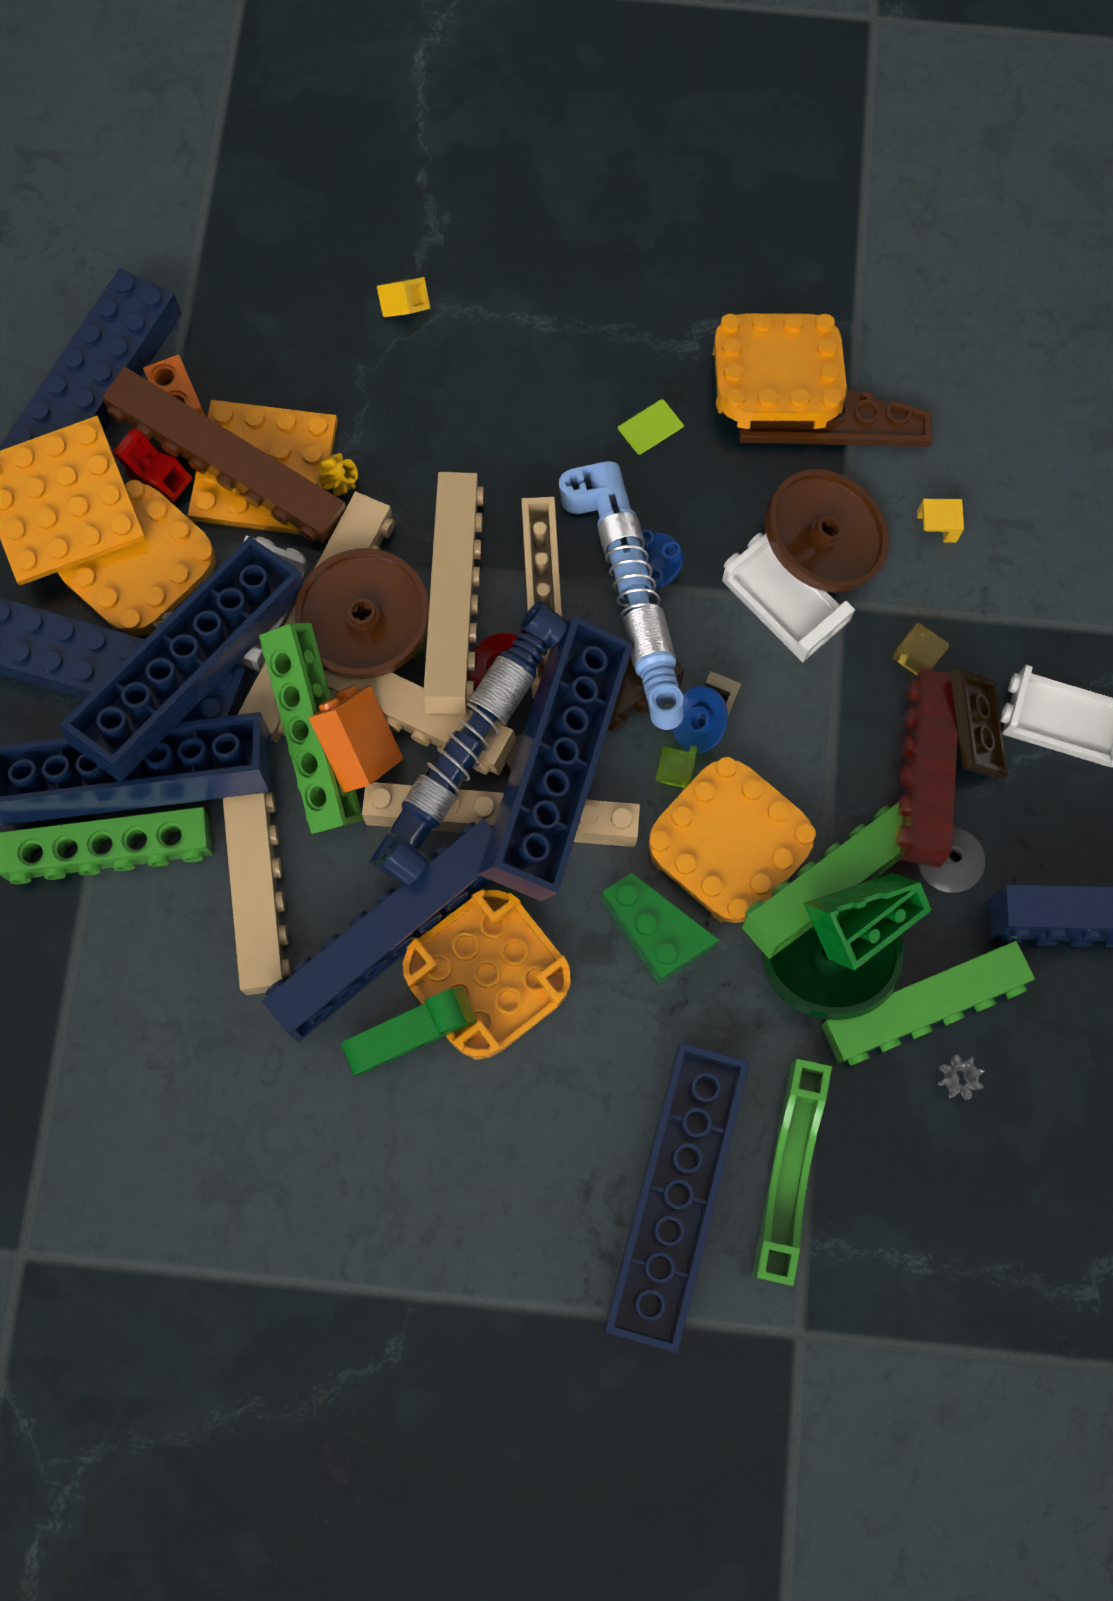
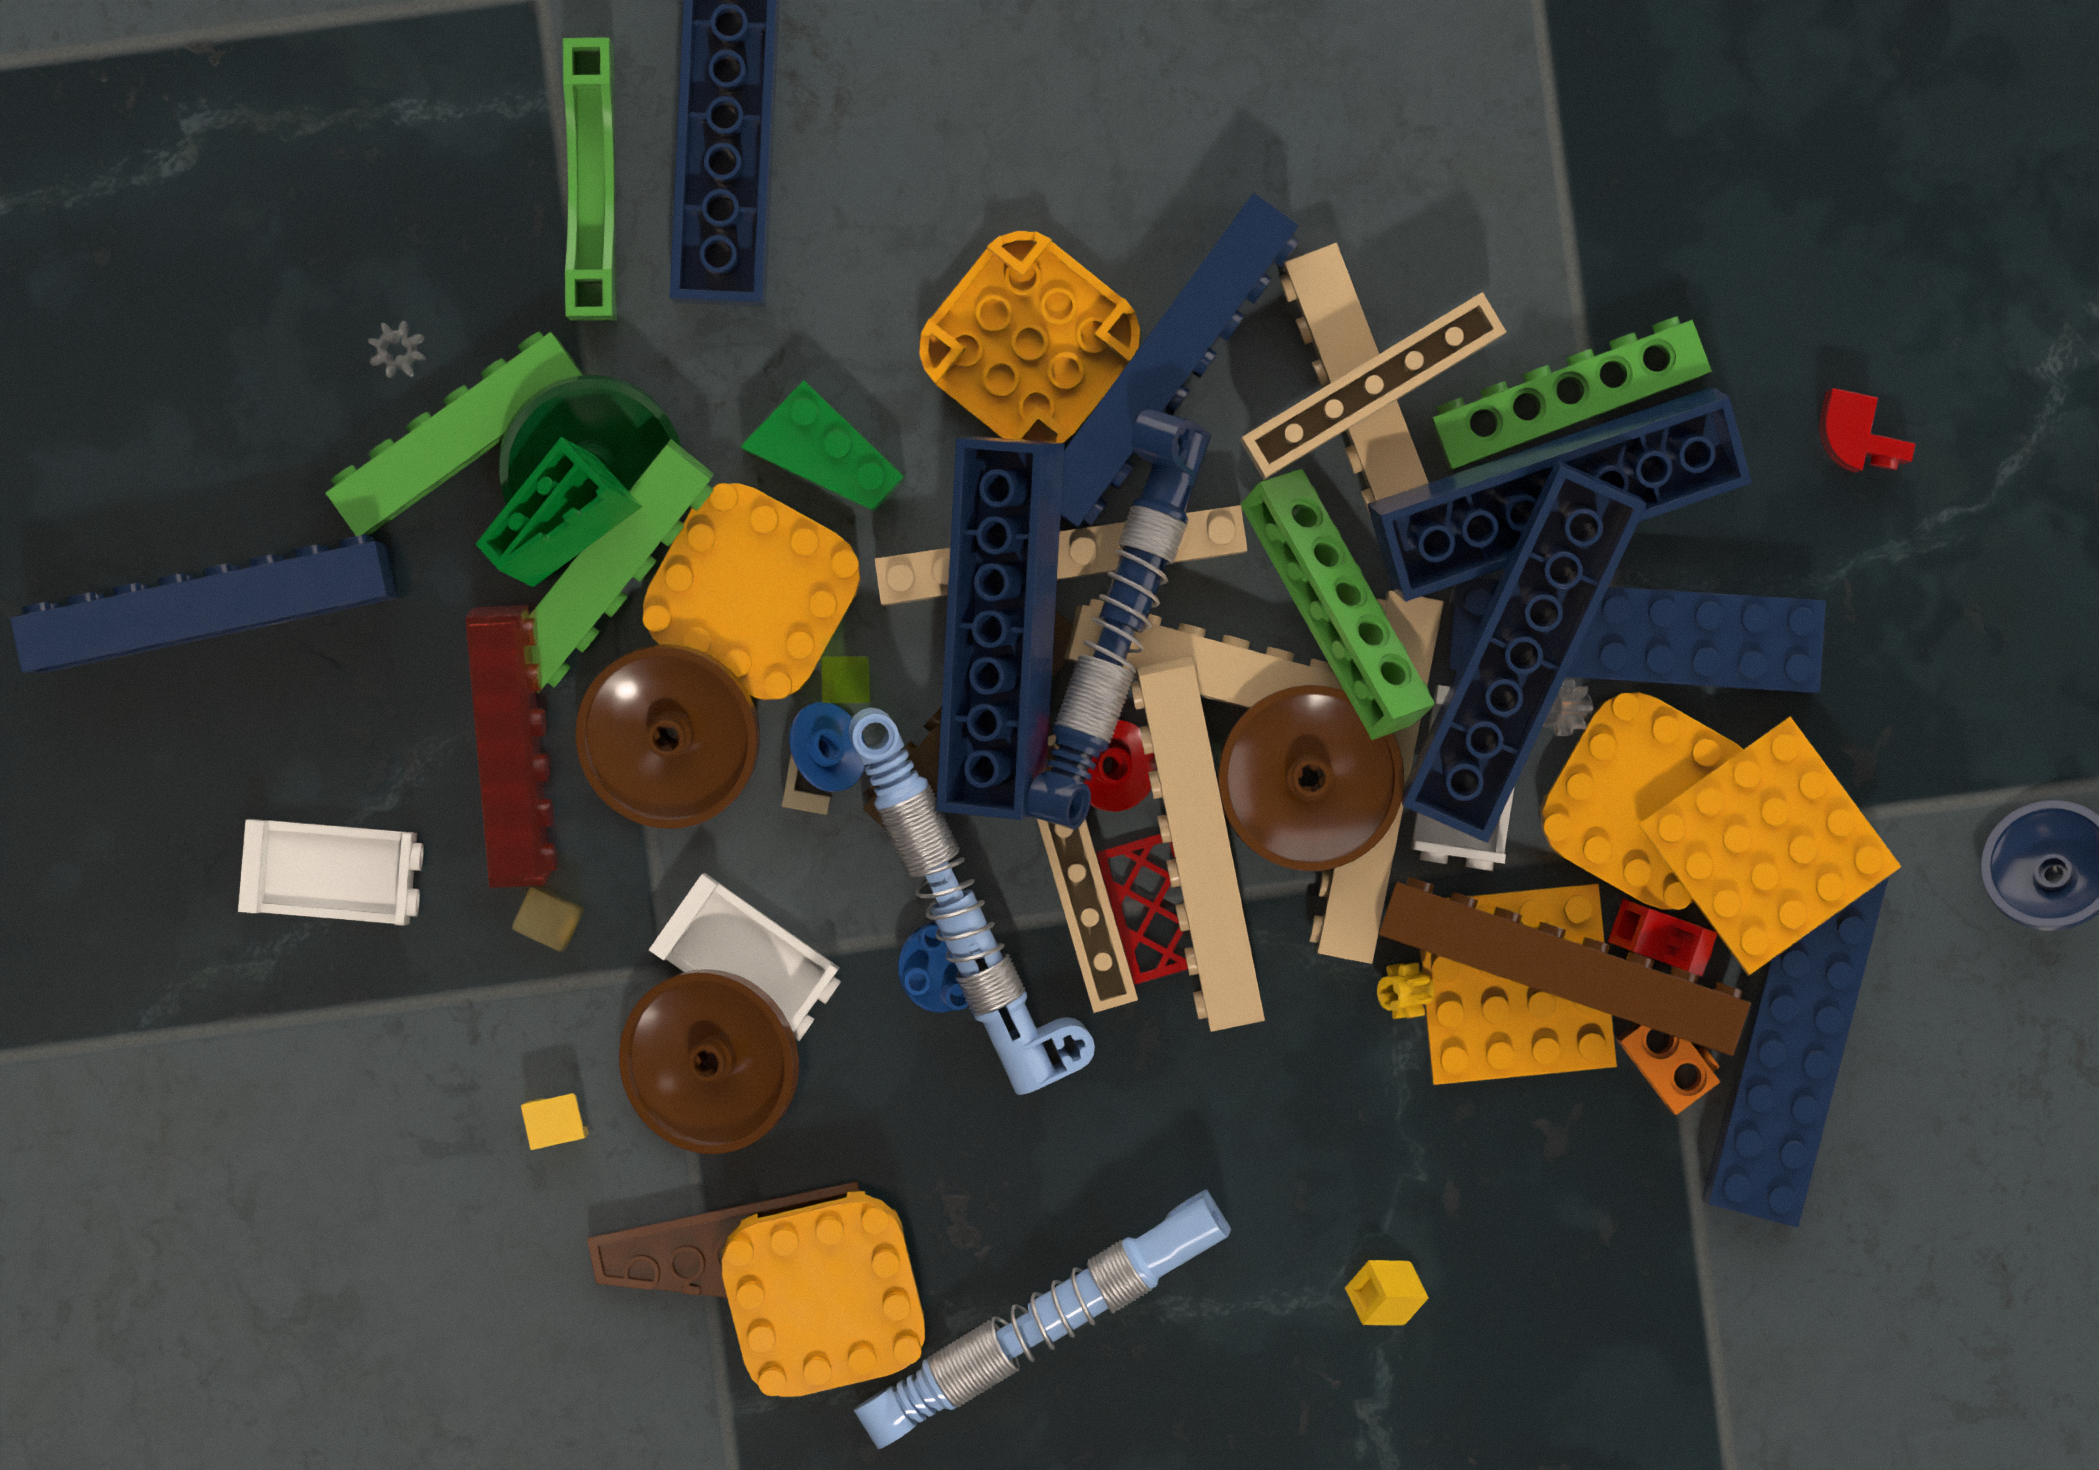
camera: 170 degrees right, 15 degrees up
(239, 871) = (1373, 385): none -> tan brick
(355, 737) = (1272, 601): orange brick -> none
(409, 1031) = (1076, 262): green beam -> none
(517, 585) = (1116, 896): none -> red window
(584, 331) = (991, 1352): none -> light blue piece
(650, 427) = (988, 1178): lime sticker -> none
(812, 751) = (634, 759): none -> reddish brown dish
(961, 875) = (430, 635): dark grey dish -> none
(978, 724) = (453, 826): dark brown tile -> none

